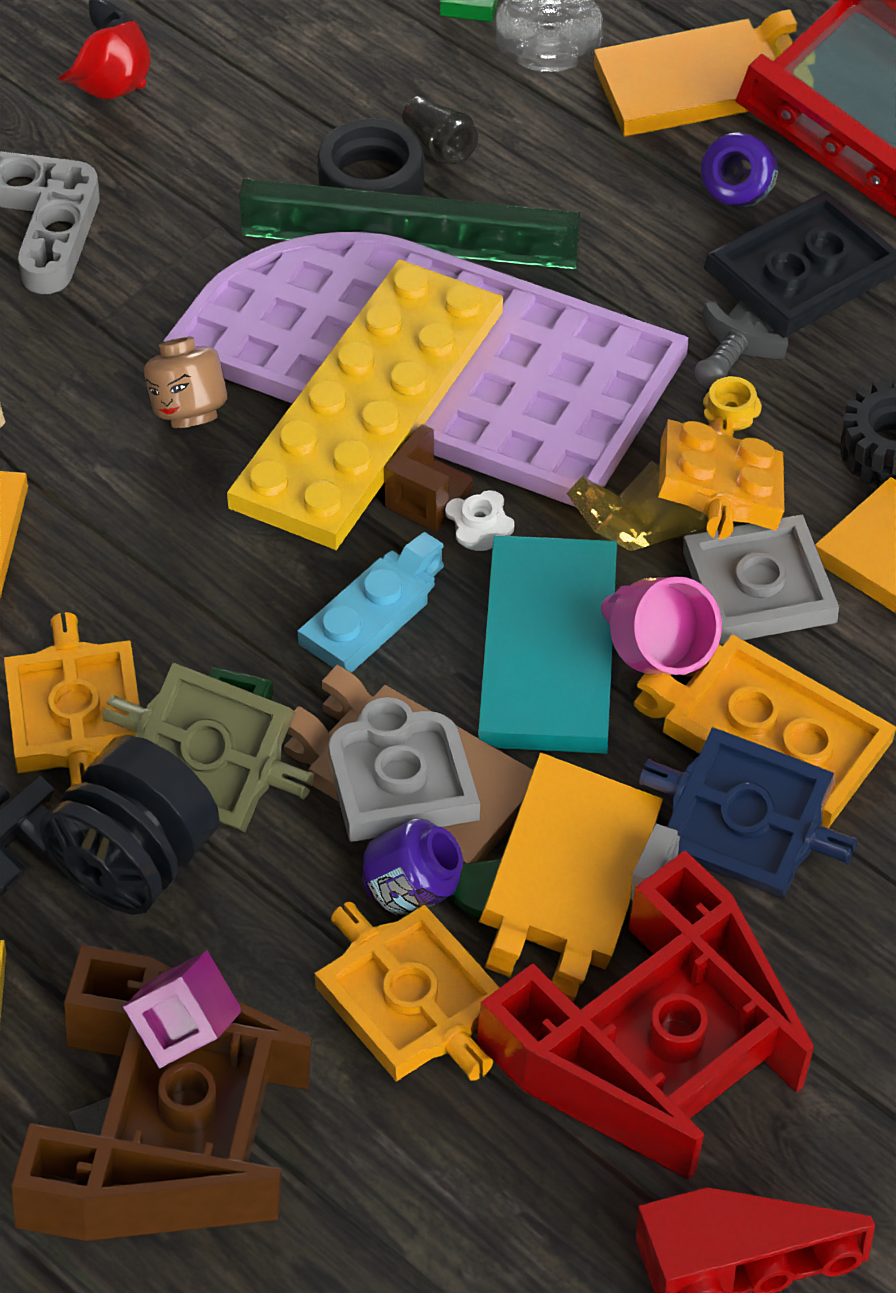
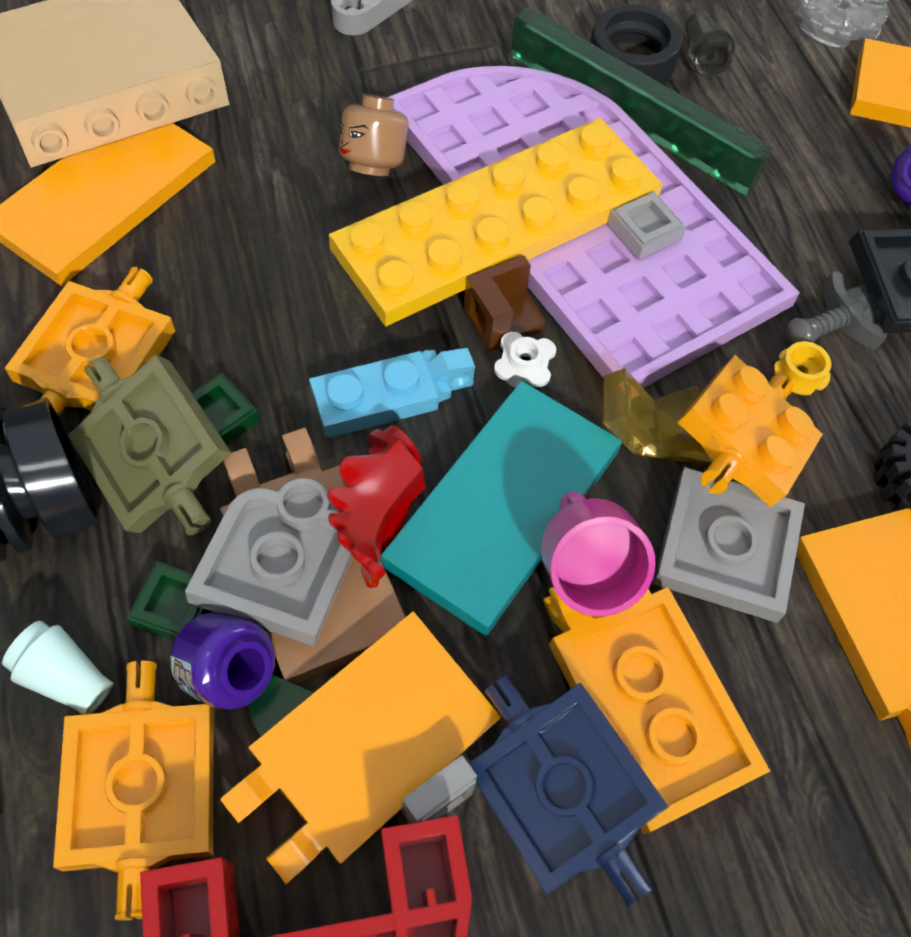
camera: 25 degrees right, 10 degrees up
(273, 952) = (56, 668): none -> light aqua cone
(323, 865) = (163, 603): none -> dark green tile
(445, 674) = (375, 498): none -> red plant
(510, 342) = (646, 225): none -> light grey tile

